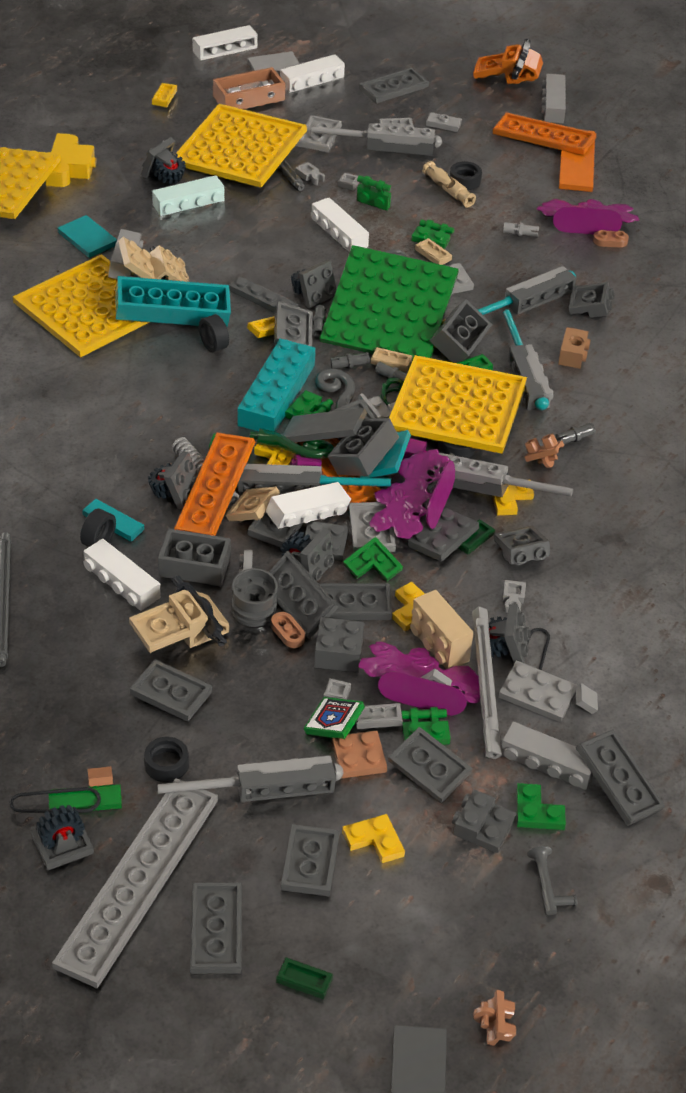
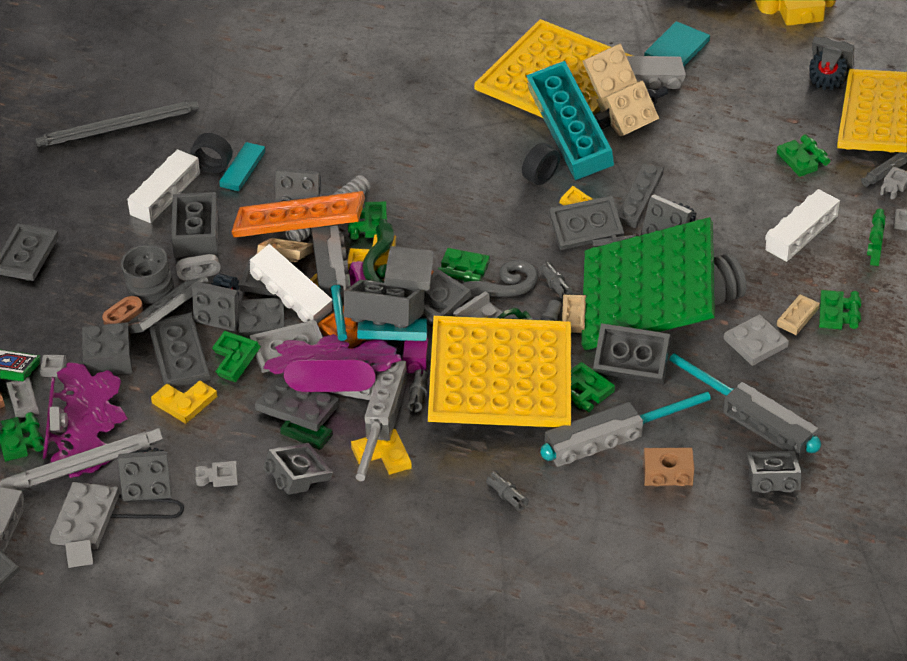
camera: 80 degrees right, 0 degrees up
(185, 616) = (103, 231): tan piece -> none
(188, 195) = (788, 97): light aqua brick -> none
(250, 210) = (797, 155): none -> green plate
(276, 386) = (482, 230): teal brick -> none
(441, 630) = (137, 411): tan brick -> none
(520, 229) = (892, 386): light grey pin -> none
(545, 454) = (455, 462): nougat hips -> none

